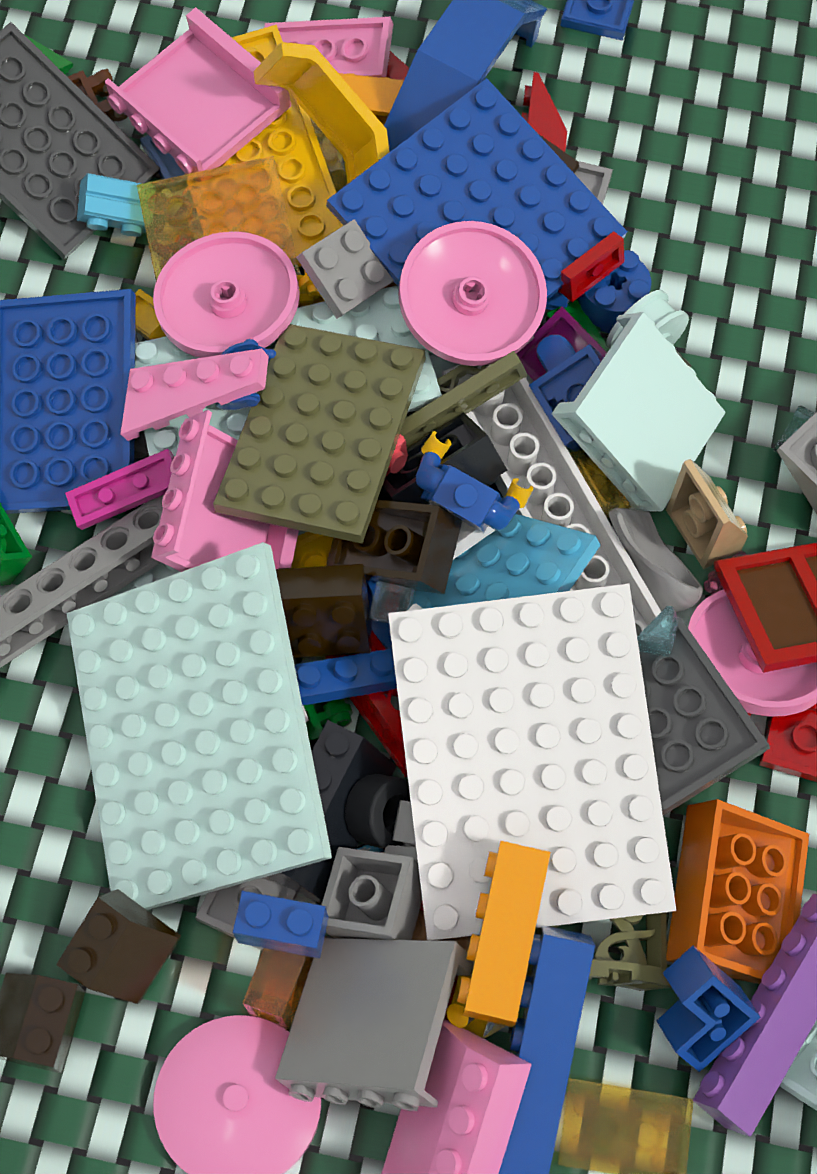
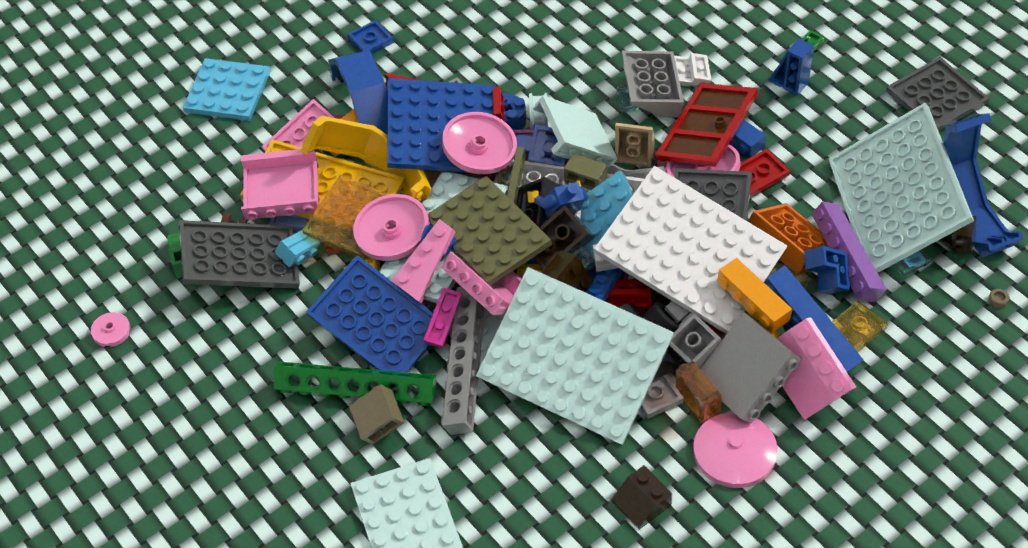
camera: 45 degrees left, 15 degrees down
(118, 948) = (639, 445): dark brown slope -> none
(280, 924) = (686, 367): blue brick -> none
(344, 268) = (422, 178): light grey plate -> none
(571, 485) = (588, 171): none -> olive brick
(660, 633) = (679, 173): clear light blue slope -> none

